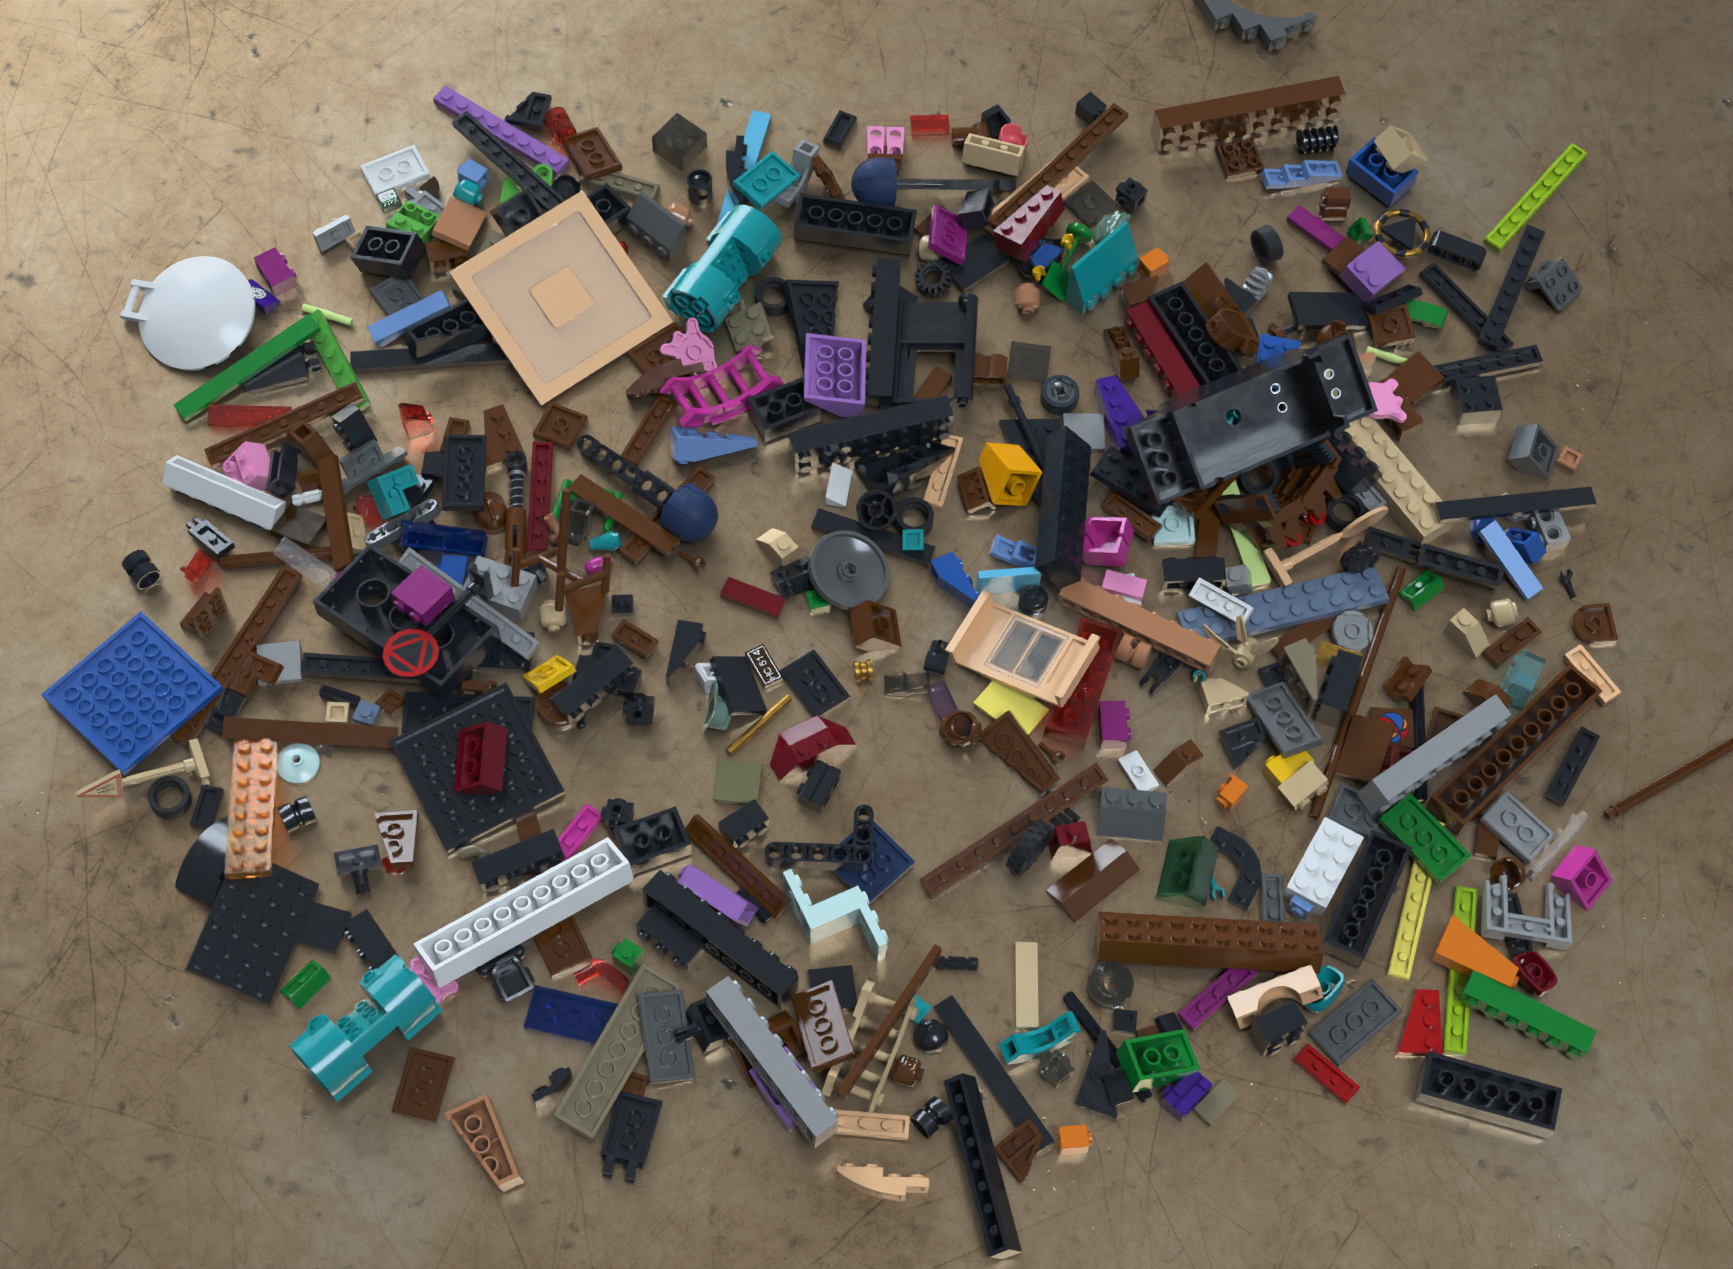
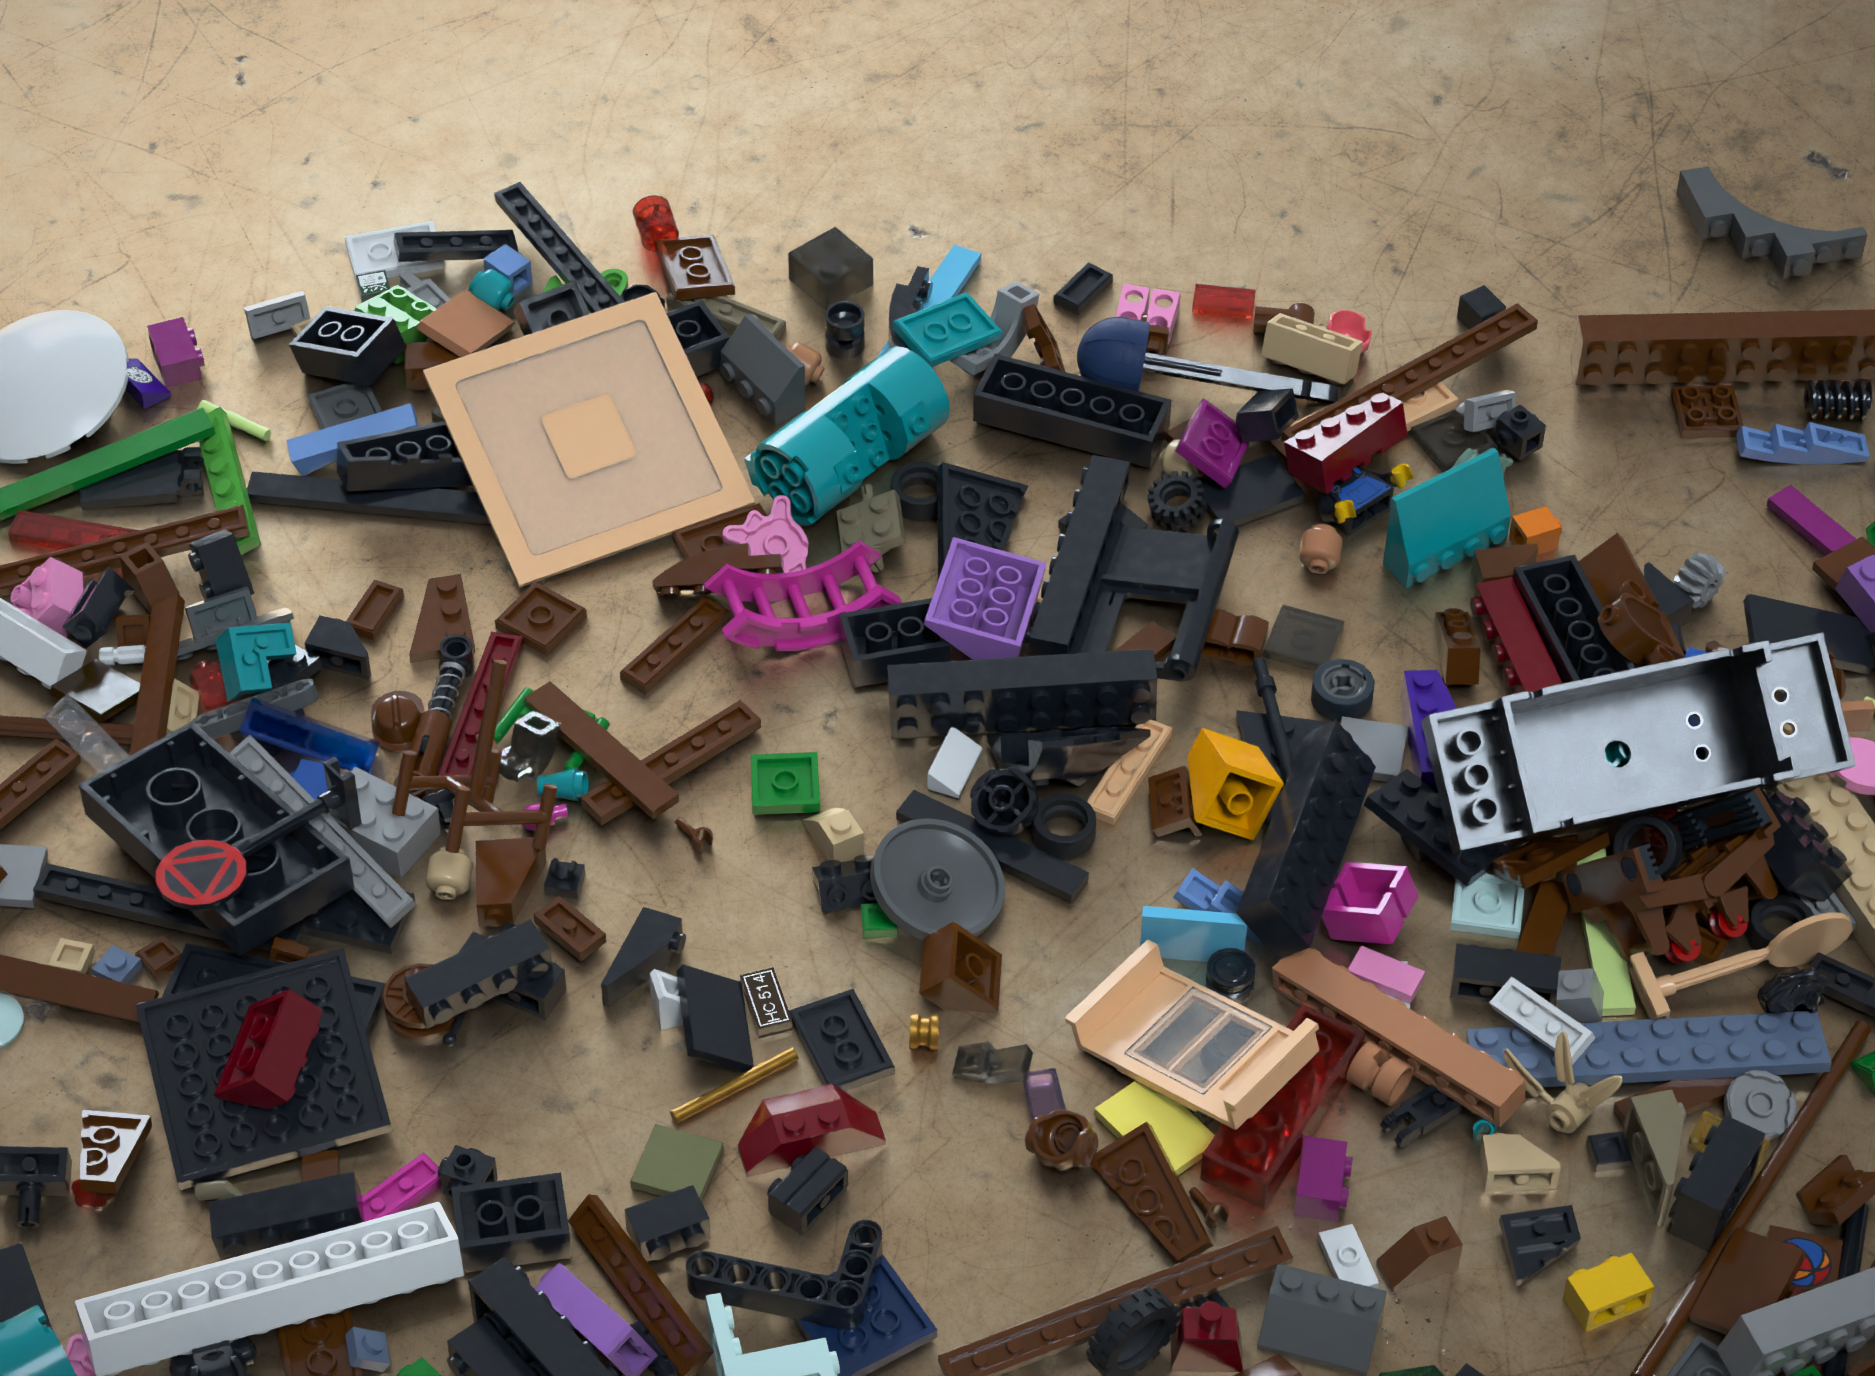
camera: 15 degrees right, 15 degrees down
(339, 696) = (76, 931): black axle -> none
(415, 420) = (319, 572): clear red slope -> none
(422, 596) = (244, 795): magenta brick -> none
(431, 187) = (442, 277): dark brown tile -> none
(434, 163) = (450, 244): none -> black plate
(464, 473) = (369, 651): black tile -> none
(505, 132) = (584, 232): medium lavender plate -> none
(531, 111) = (617, 202): black wing -> none
(549, 673) = (417, 952): yellow tile -> none
(588, 935) = (367, 1349): none -> sand blue plate
(639, 709) = (546, 1026): black brick -> none
(685, 511) = (695, 754): piece -> none
(693, 446) = (741, 672): medium blue wedge -> none
(717, 711) = (671, 1057): sand green piece -> none
(740, 517) = (785, 783): none -> green plate
(753, 597) = (775, 900): dark red tile -> none
(913, 540) = (1052, 854): teal plate -> none
(936, 658) = (1050, 1032): black piece -> none
(951, 578) = (1103, 919): blue slope -> none
(996, 119) = (1326, 301): black panel -> none
(1056, 276) = (1371, 525): green piece -> none
(1108, 182) = (1483, 411): none -> light grey tile
(1140, 521) = (1433, 887): reddish brown tile -> none
(1231, 793) = (1501, 1317): orange brick -> none
(1267, 245) = (1725, 528): black tyre -> none
(1284, 720) = (1614, 1217): dark grey tile -> none
(1304, 786) = (1628, 1324): tan brick -> none
(1334, 204) = (1847, 487): reddish brown brick -> none

